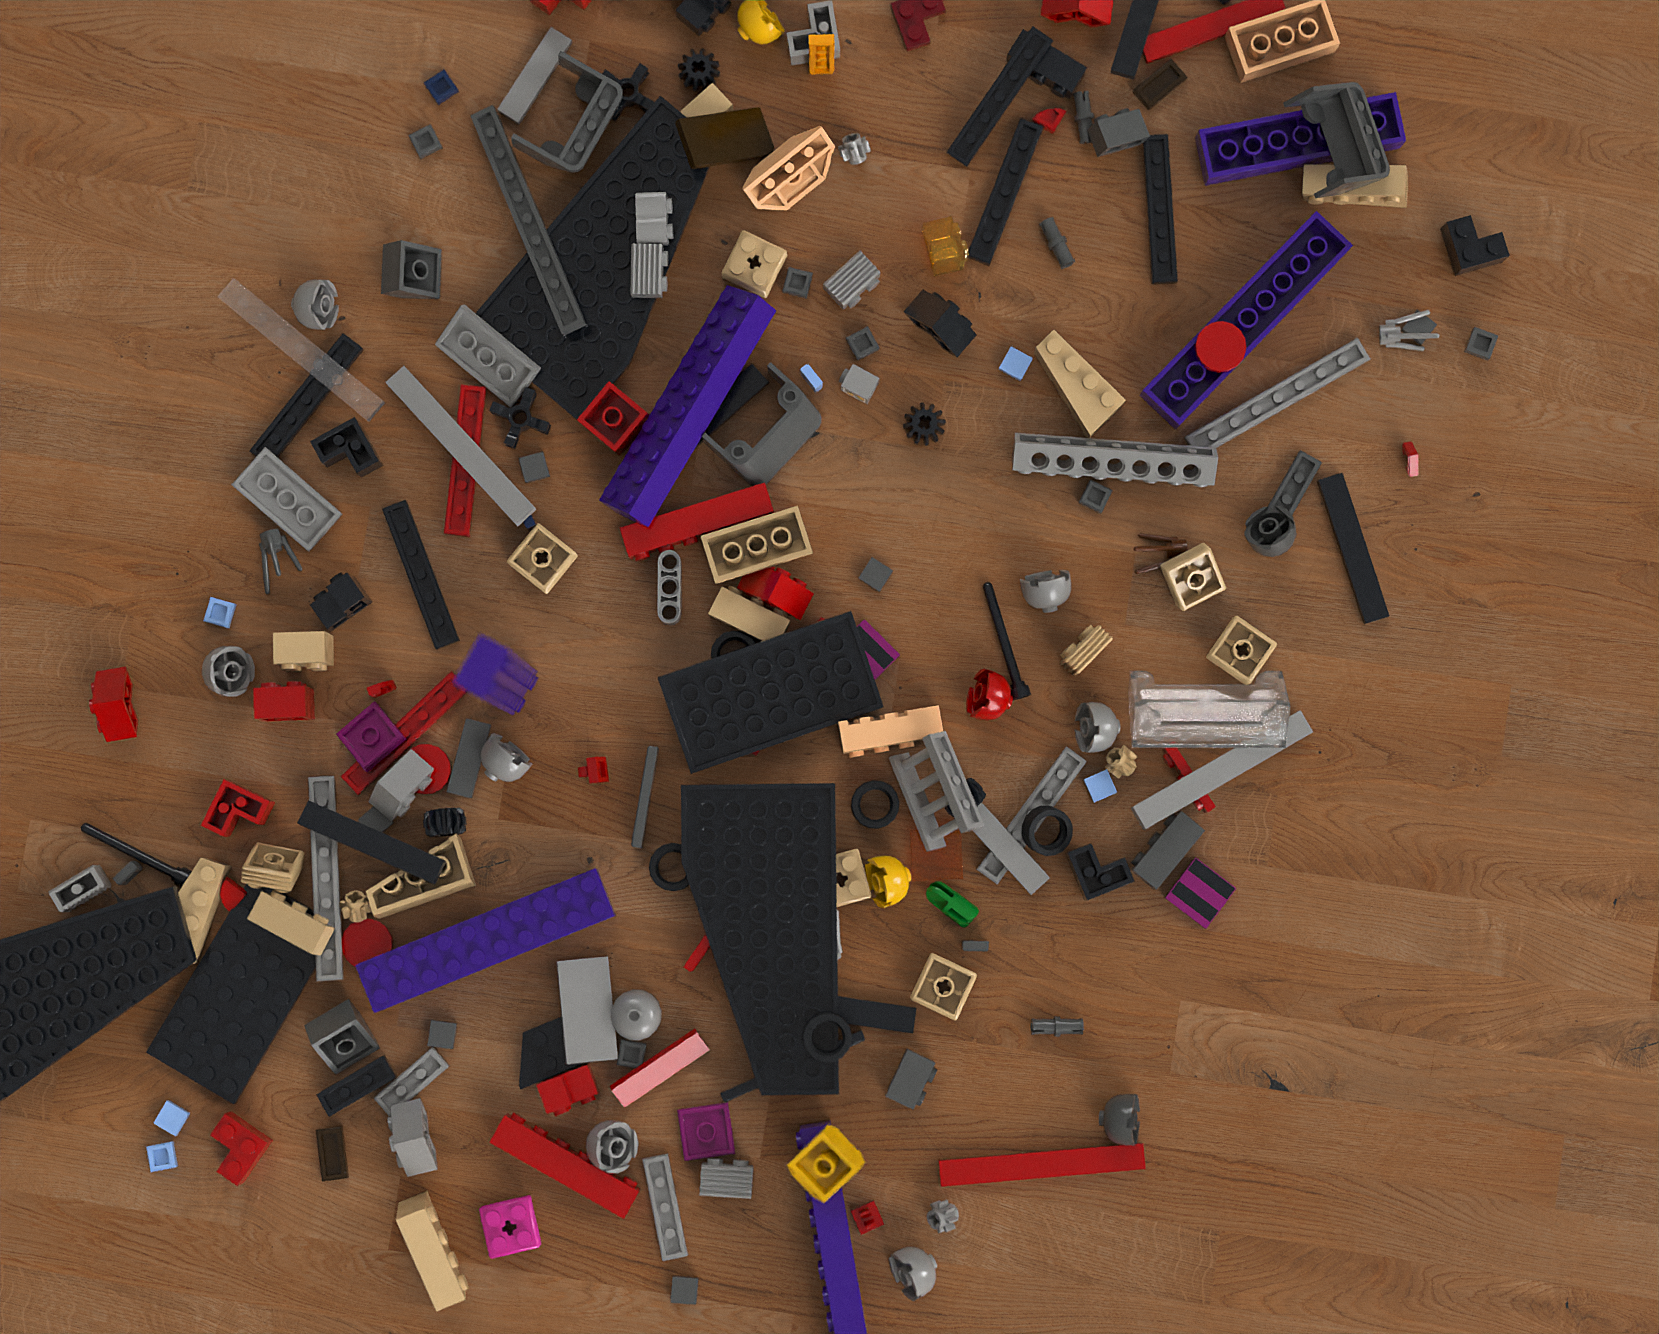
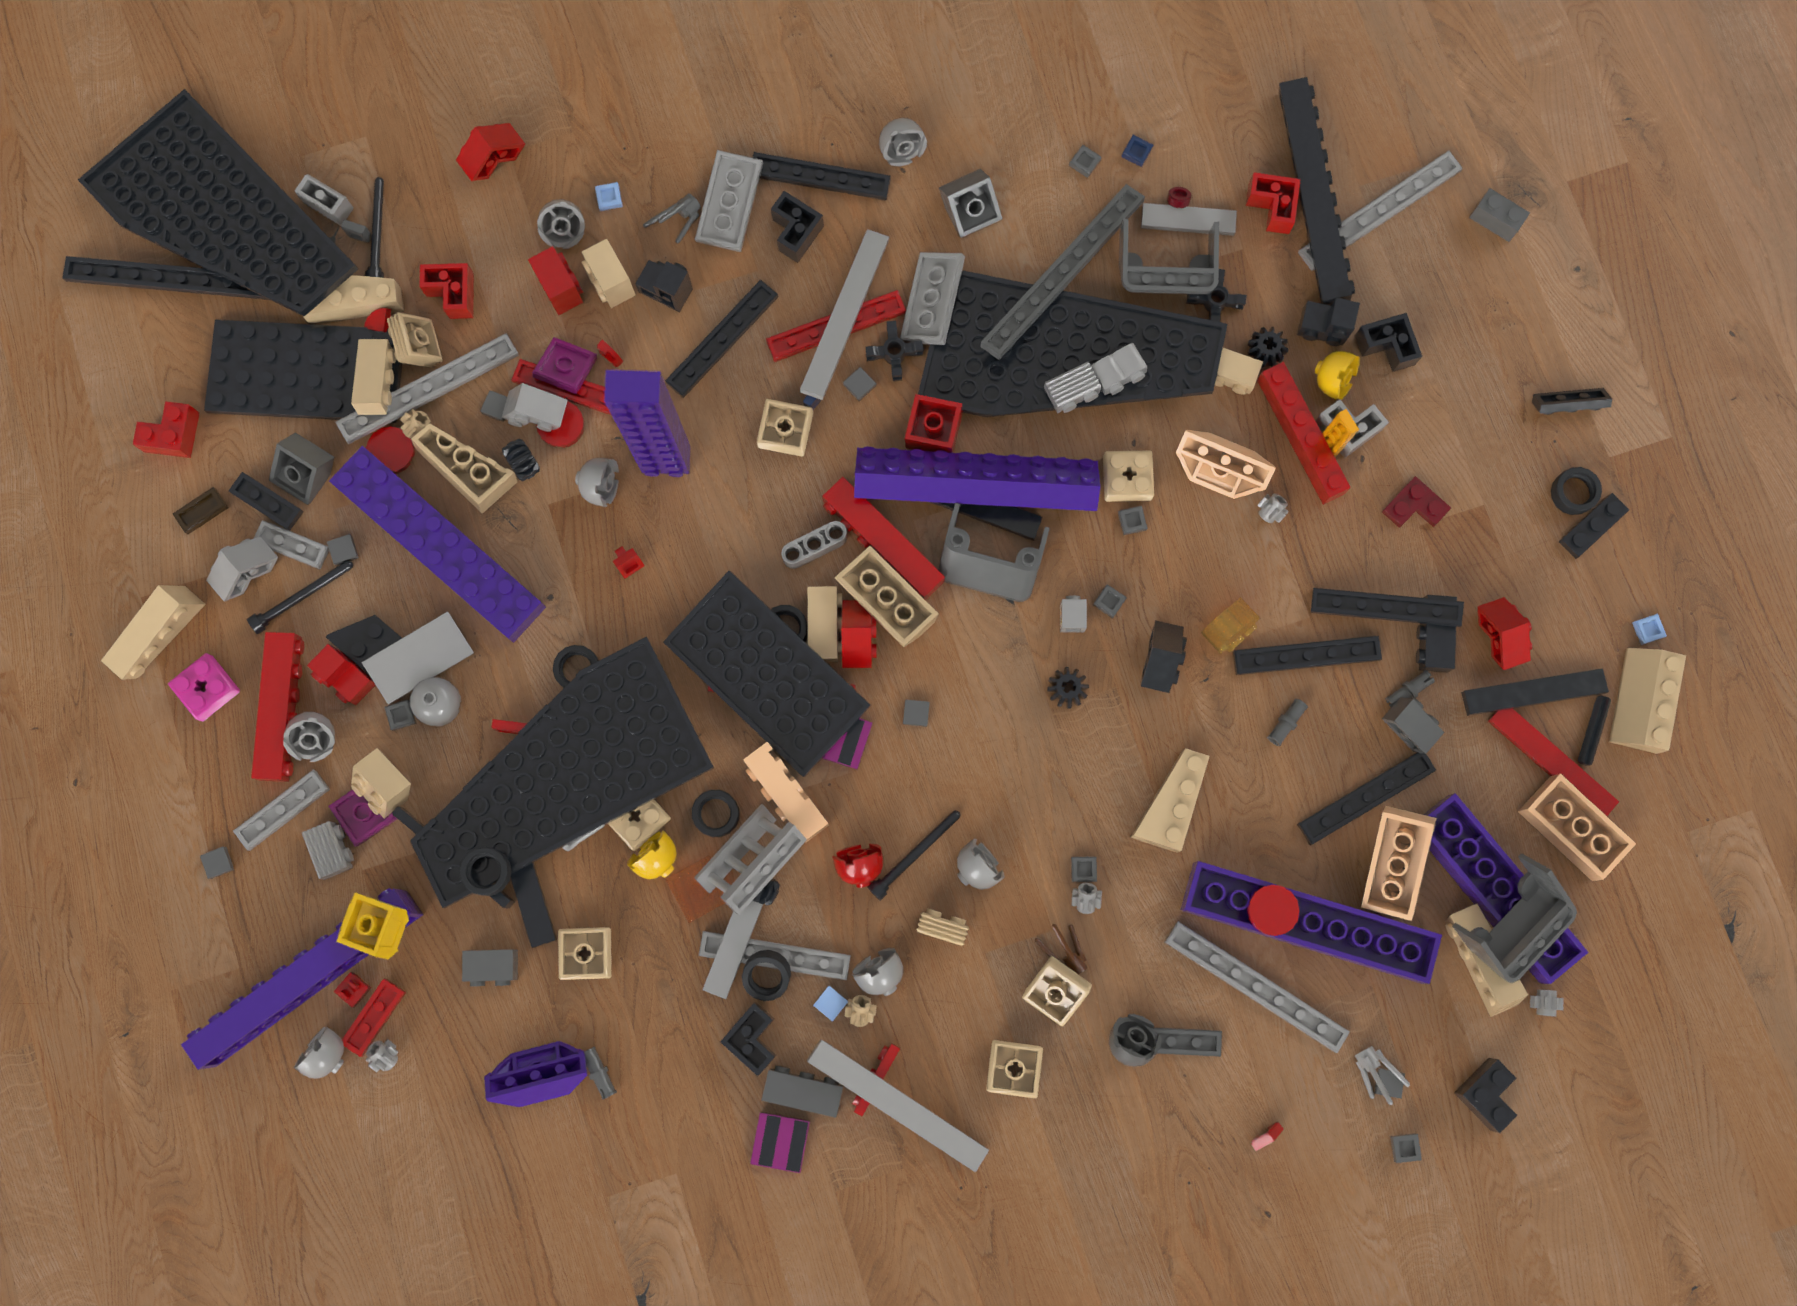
camera: 65 degrees right, 5 degrees down
(68, 1096) = (152, 277): none -> black plate
(162, 1156) = (135, 376): light blue tile -> none
(171, 1118) = (170, 367): light blue tile -> none
(301, 349) = (858, 150): clear tile -> none
(371, 842) = (473, 408): black tile -> none
(468, 758) = (576, 455): dark grey tile -> none
(472, 1144) = (260, 621): none -> black piece
(509, 73) = (1179, 197): none -> dark red tile
(645, 797) = (624, 614): dark grey tile -> none
(659, 1068) = (398, 744): tile -> none
(691, 1099) = (380, 783): none -> tan brick
(725, 137) = (1221, 394): dark brown tile -> none
(798, 82) = (1303, 433): none -> red brick
(811, 378) = (1056, 572): light blue tile -> none
(852, 280) = (1158, 564): light grey brick -> none
(903, 1209) = (373, 1017): none -> red plate
(951, 903) = (661, 924): green arm -> none
(969, 945) = (634, 963): dark grey tile -> none
(1015, 363) = (1163, 740): light blue tile -> none
(1031, 1081) = (536, 1075): none -> dark purple wedge
(1041, 1164) = (470, 1122): red tile -> none
(1049, 118) = (1392, 661): red tile -> none
(1103, 450) = (1136, 876): light grey brick -> none
(1121, 1119) = (541, 1173): dark grey cylinder -> none
(1123, 507) = (1086, 898): none -> light grey gear
(1159, 84) = (1476, 741): dark brown tile -> none
(1208, 713) = (942, 1067): clear windscreen -> none
(1234, 213) = (1398, 862): none -> light nougat brick
(1353, 548) = (1159, 1124): black tile -> none
(1419, 152) = (1546, 1002): none -> light grey gear

